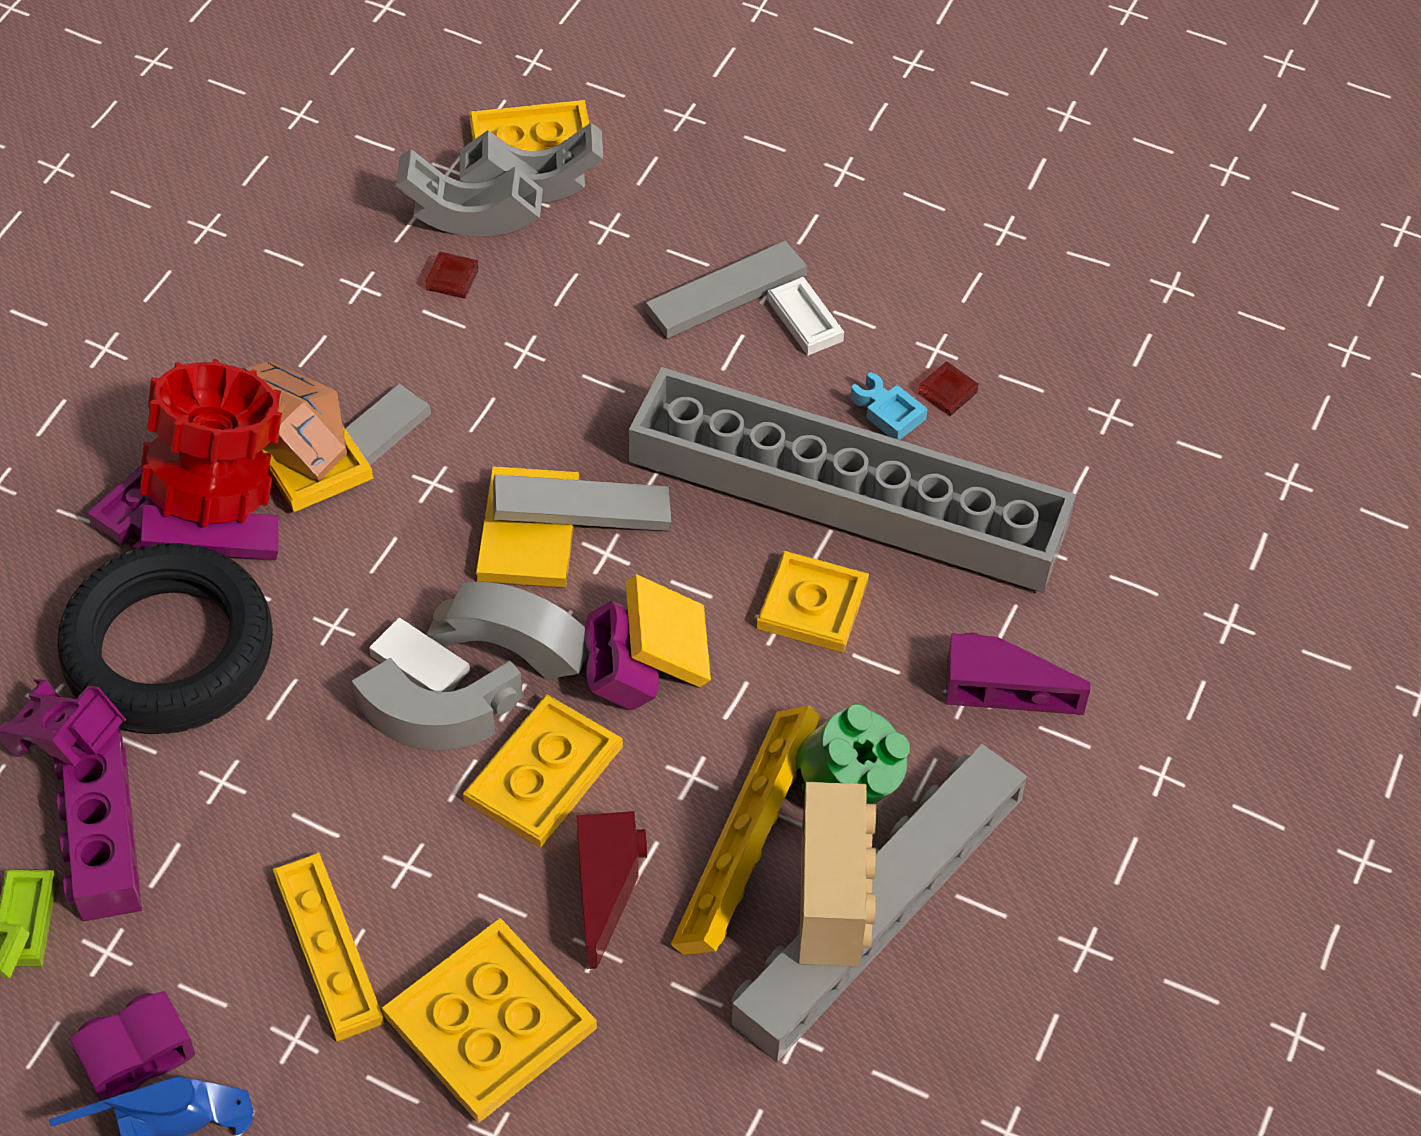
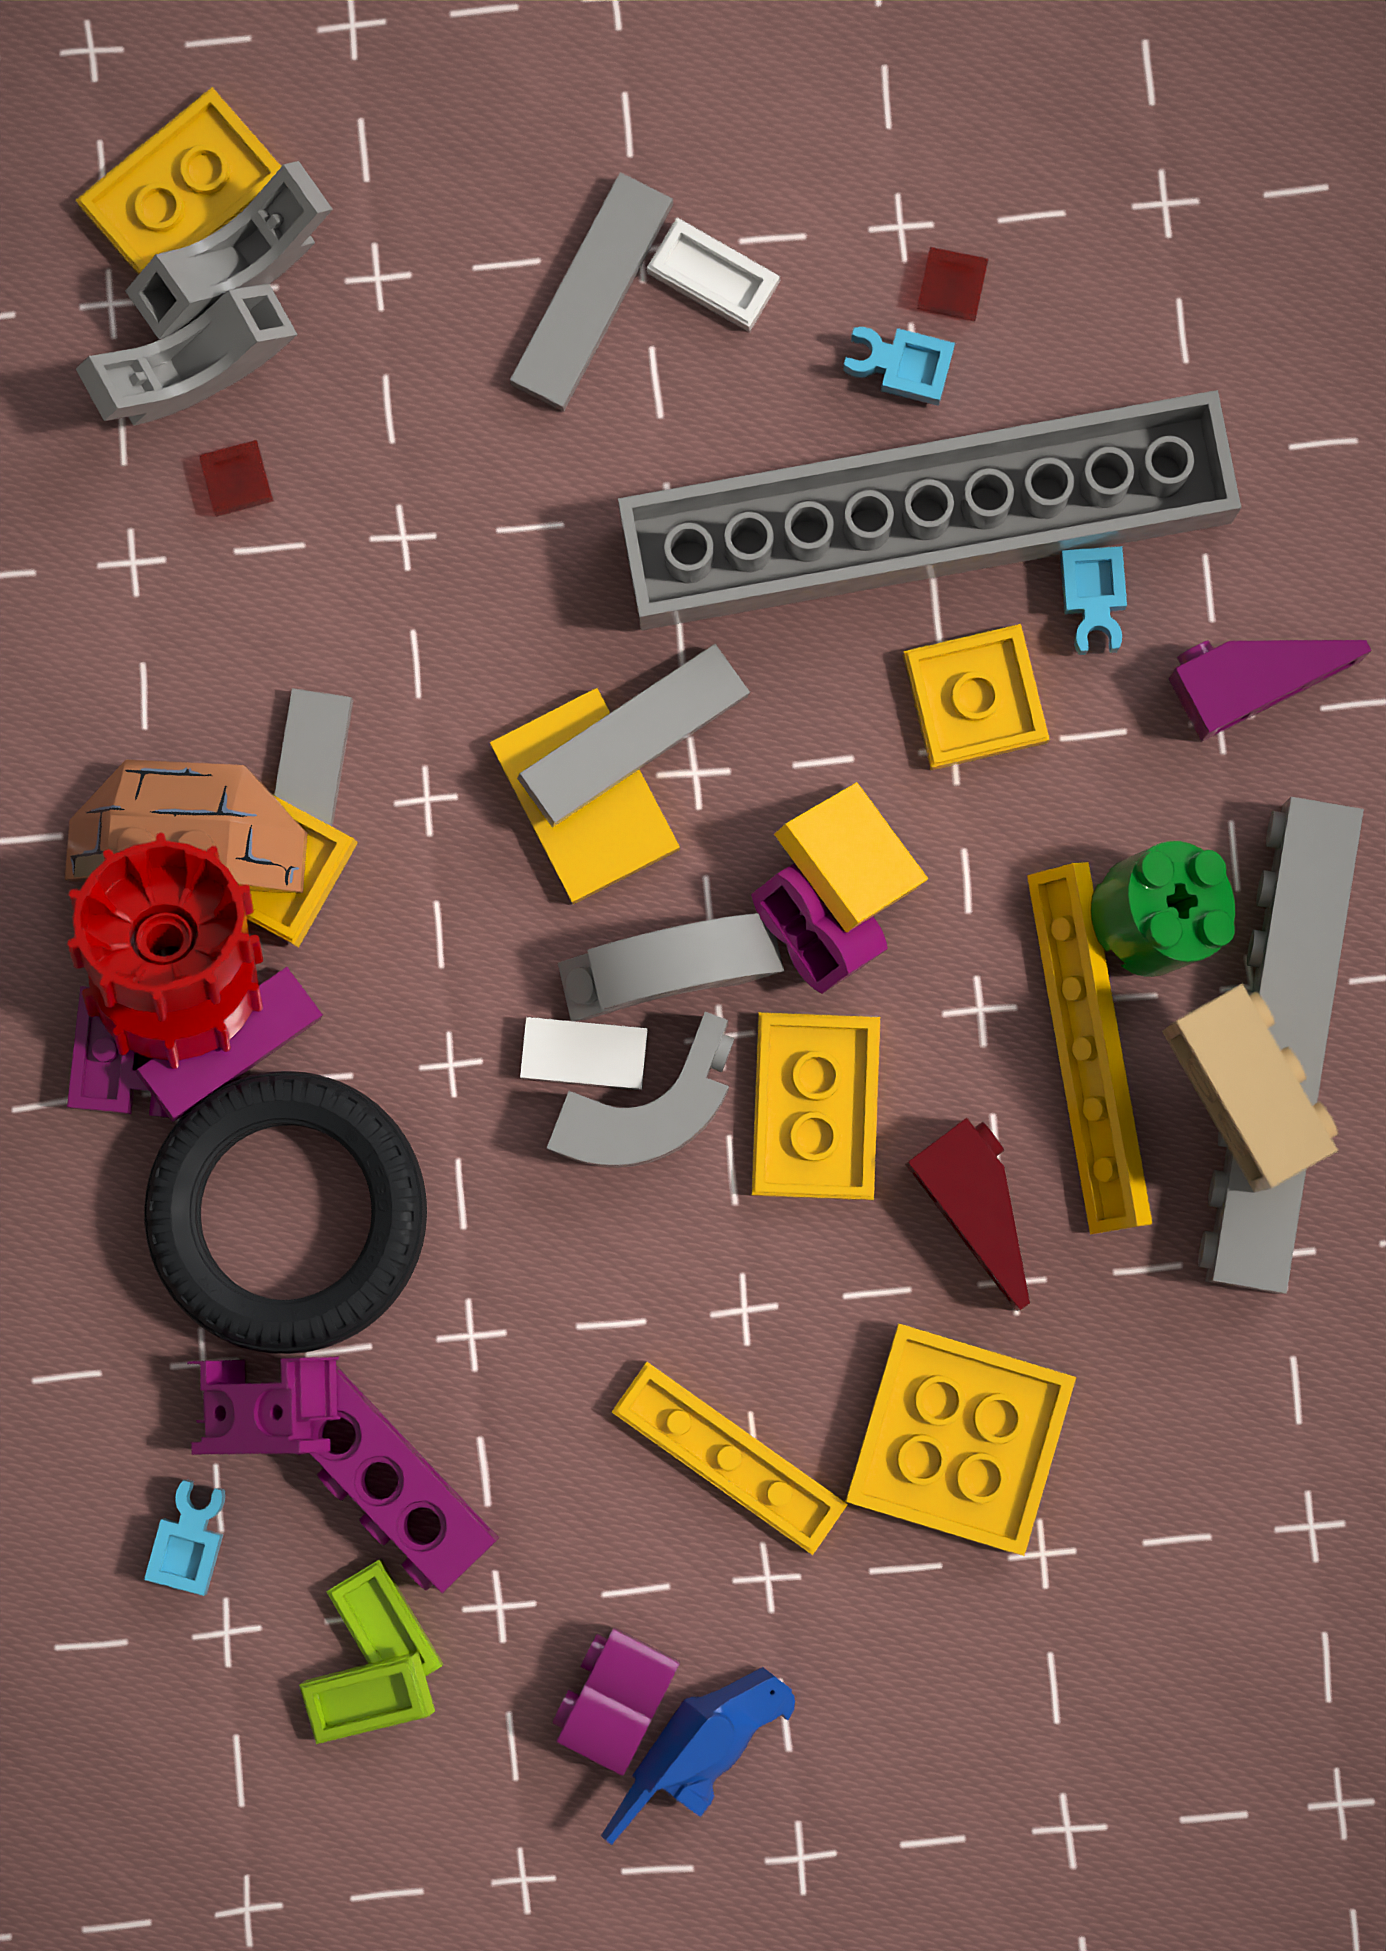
camera: 25 degrees left, 30 degrees up
(927, 578) = (1094, 586): none -> medium azure plate

